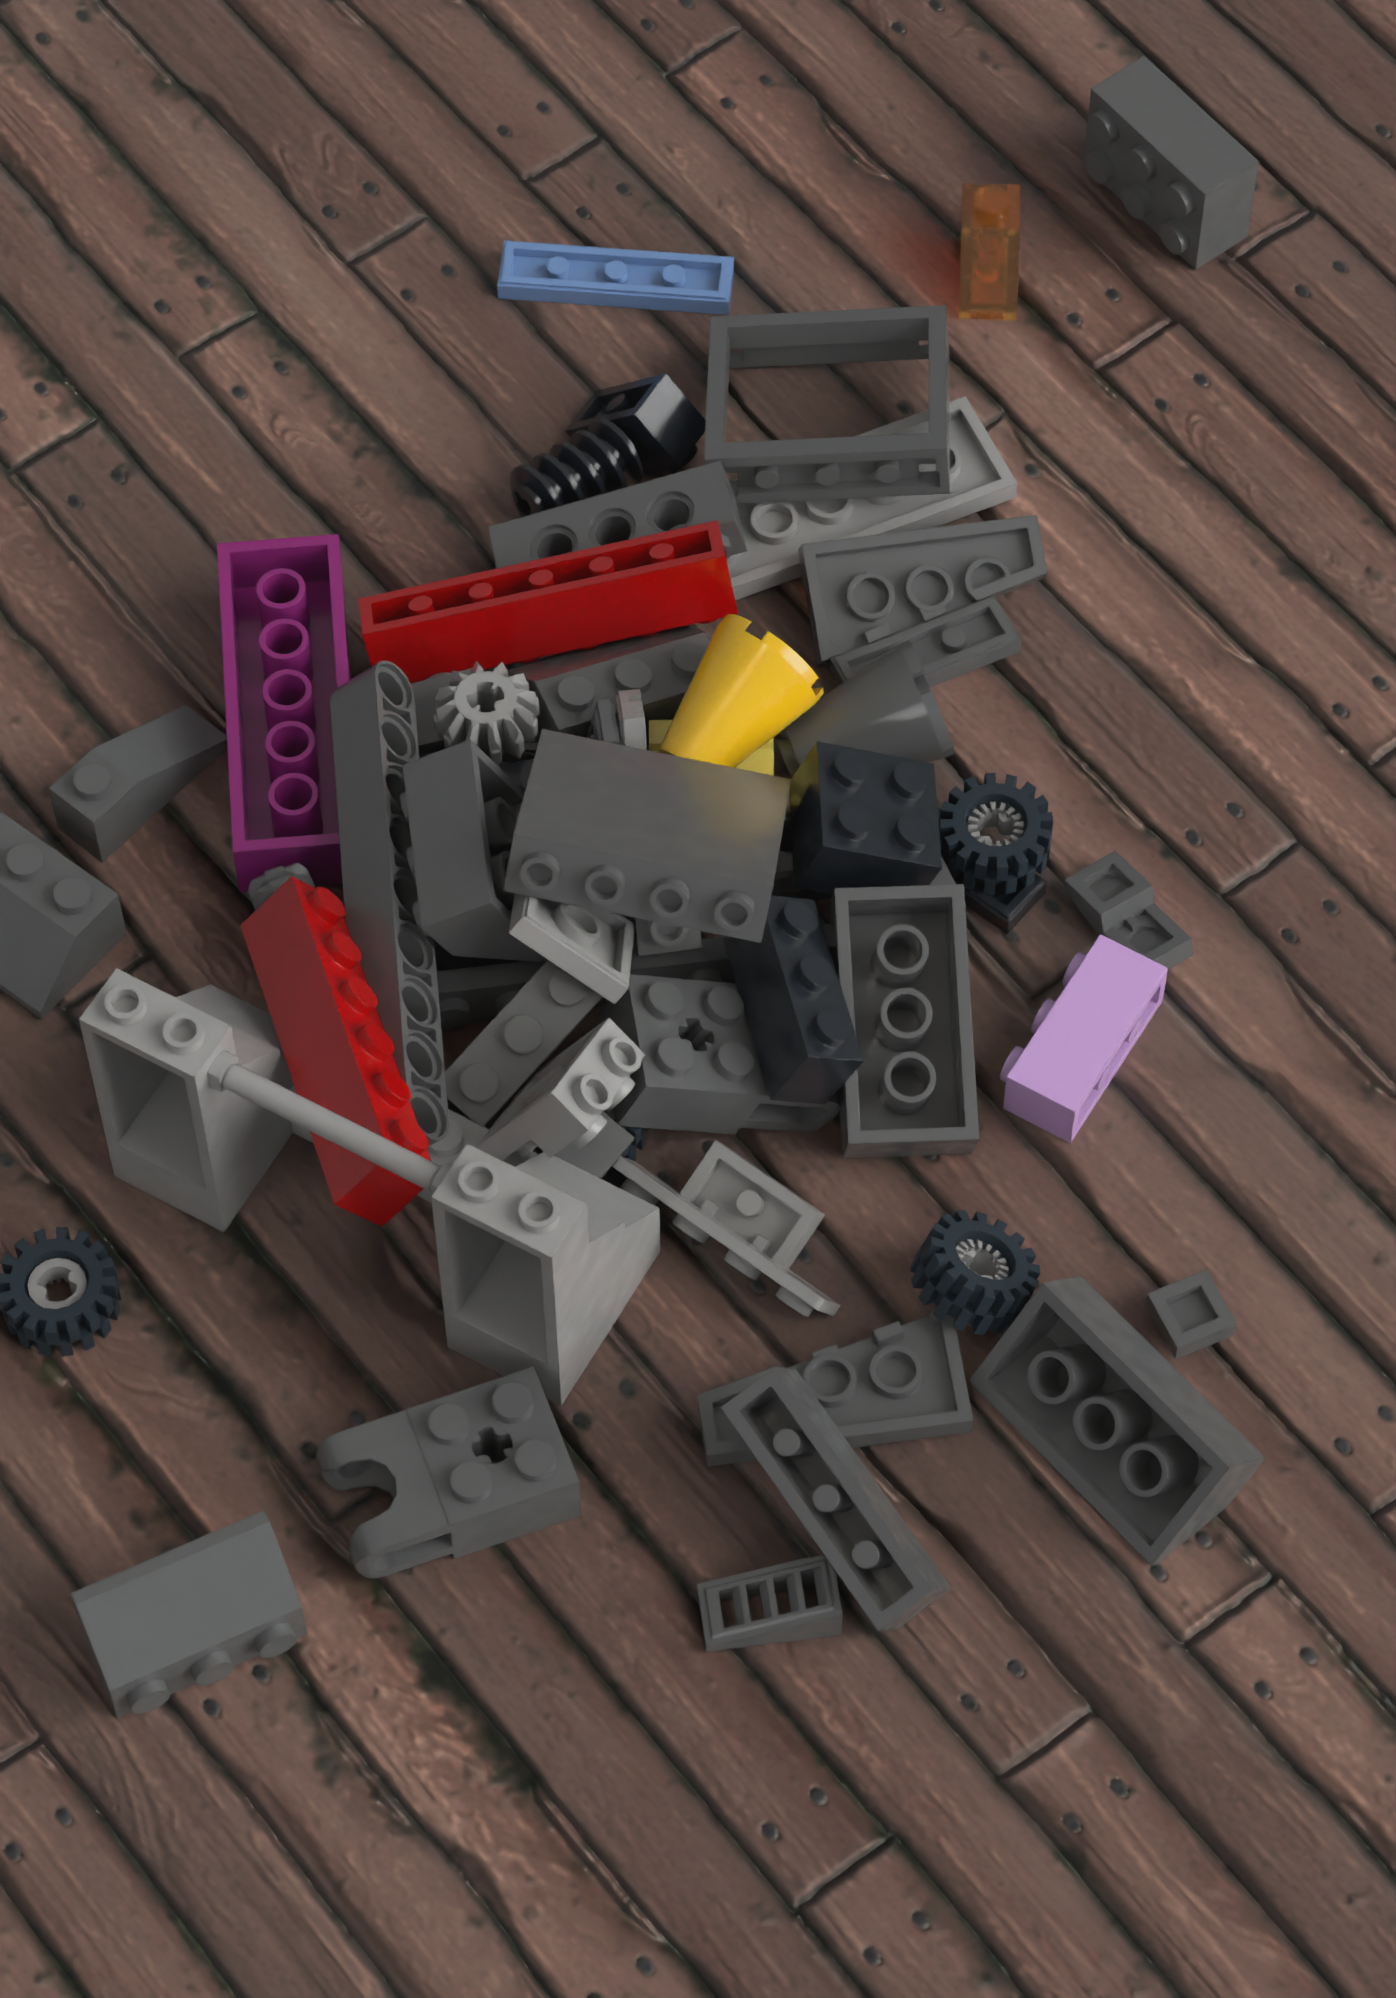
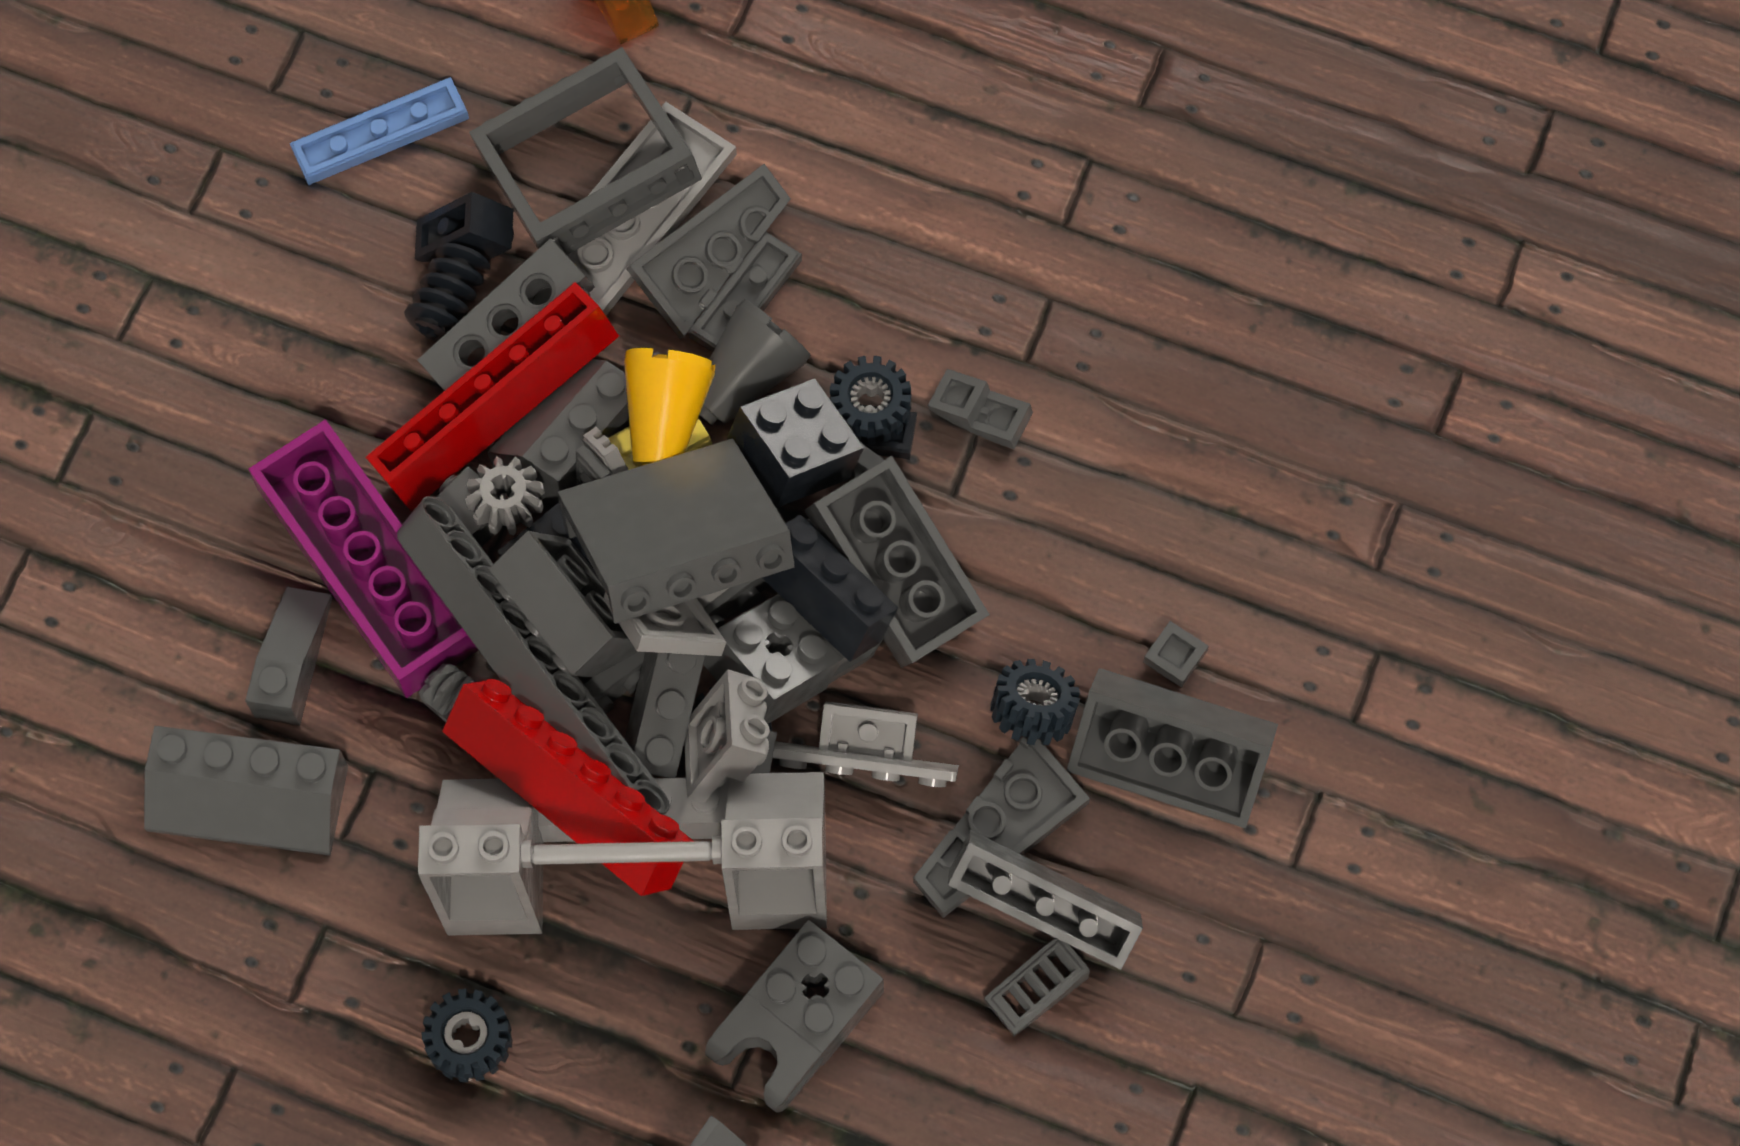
camera: 30 degrees left, 10 degrees up
(1082, 1037) = (1003, 506): lavender brick -> none

